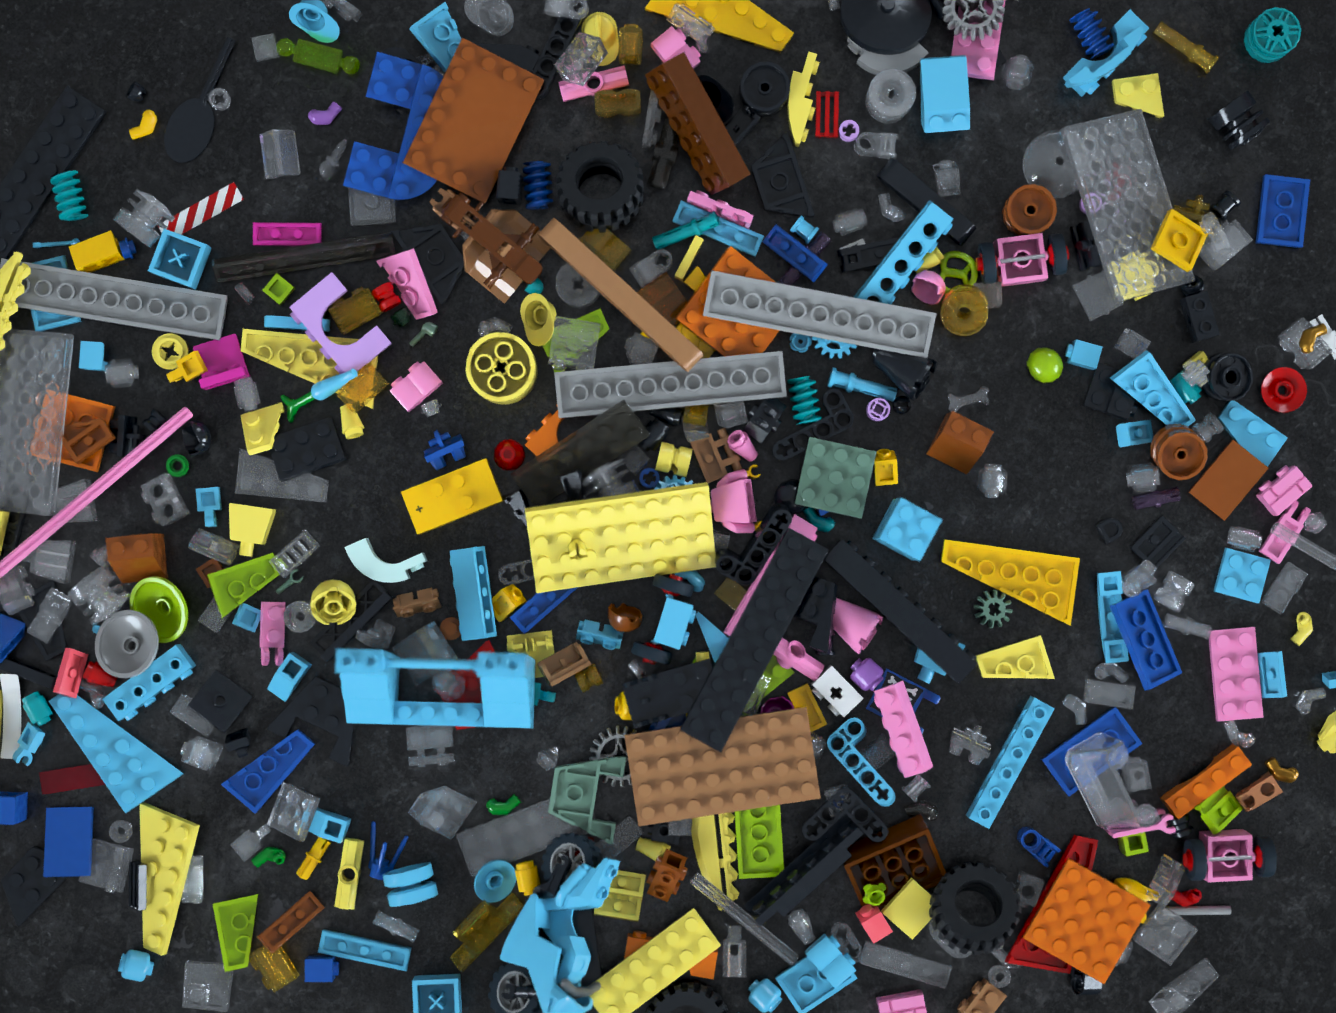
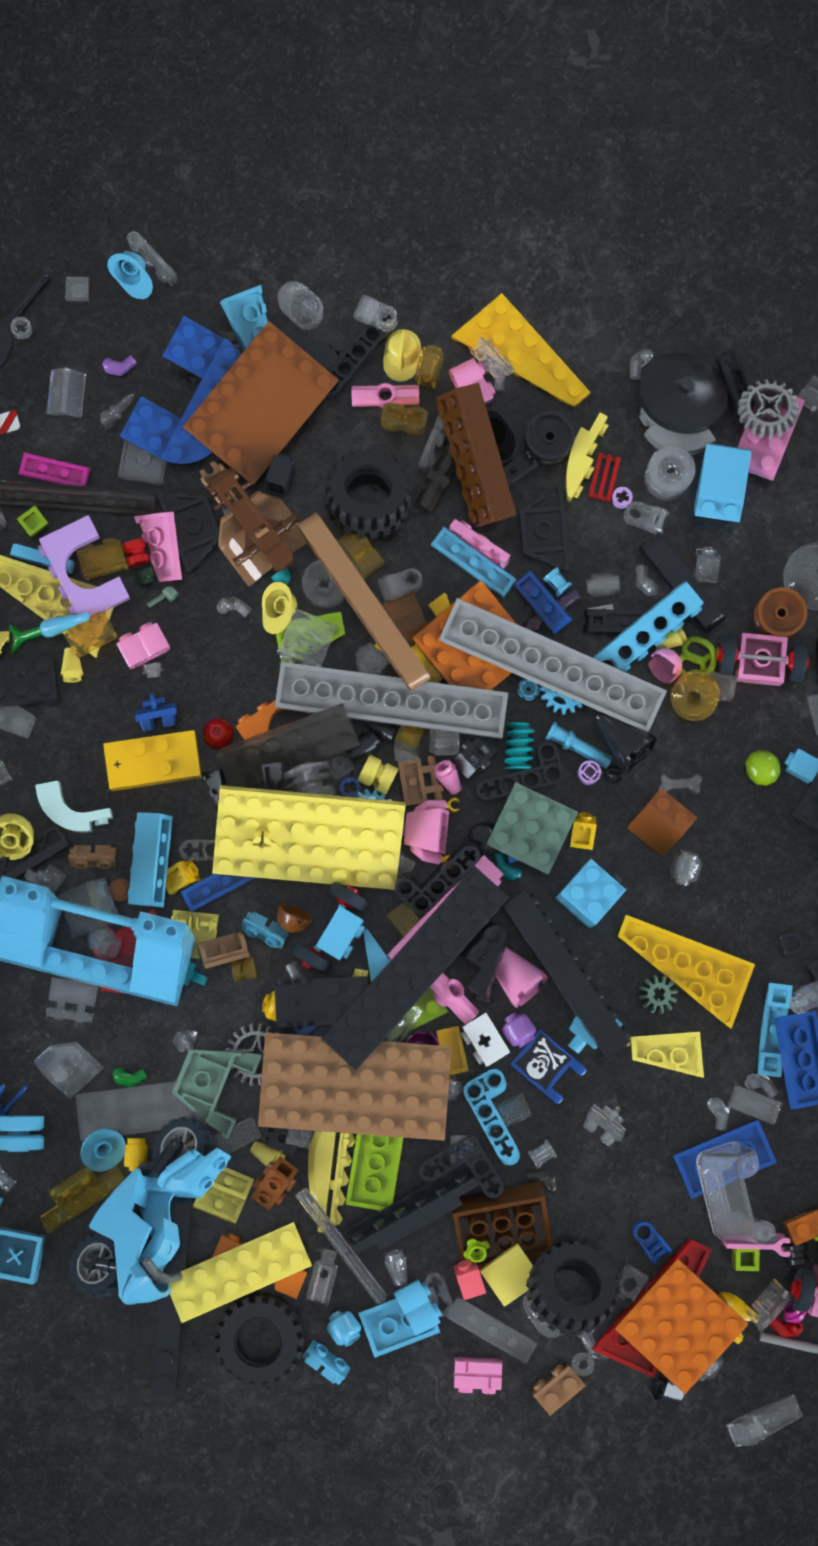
camera: 10 degrees right, 5 degrees down
(318, 56) = (125, 308): clear neon green plate -> none
(497, 386) = (228, 665): light yellow brick -> none
(537, 185) = (307, 479): blue piece -> none
(581, 58) = (378, 368): clear brick -> none
(687, 230) = (438, 557): teal pin -> none
(689, 258) = (438, 584): light yellow tile -> none
(694, 579) = (371, 896): medium azure arm -> none
(903, 729) = (542, 1092): bright pink brick -> none
(1009, 762) = (641, 1150): medium azure brick -> none
(1018, 72) = (798, 479): clear head -> none
(1136, 775) = (763, 1192): clear brick -> none
(1165, 934) = (757, 1360): clear plate -> none
(1188, 885) = (792, 1315): none -> dark pink plate

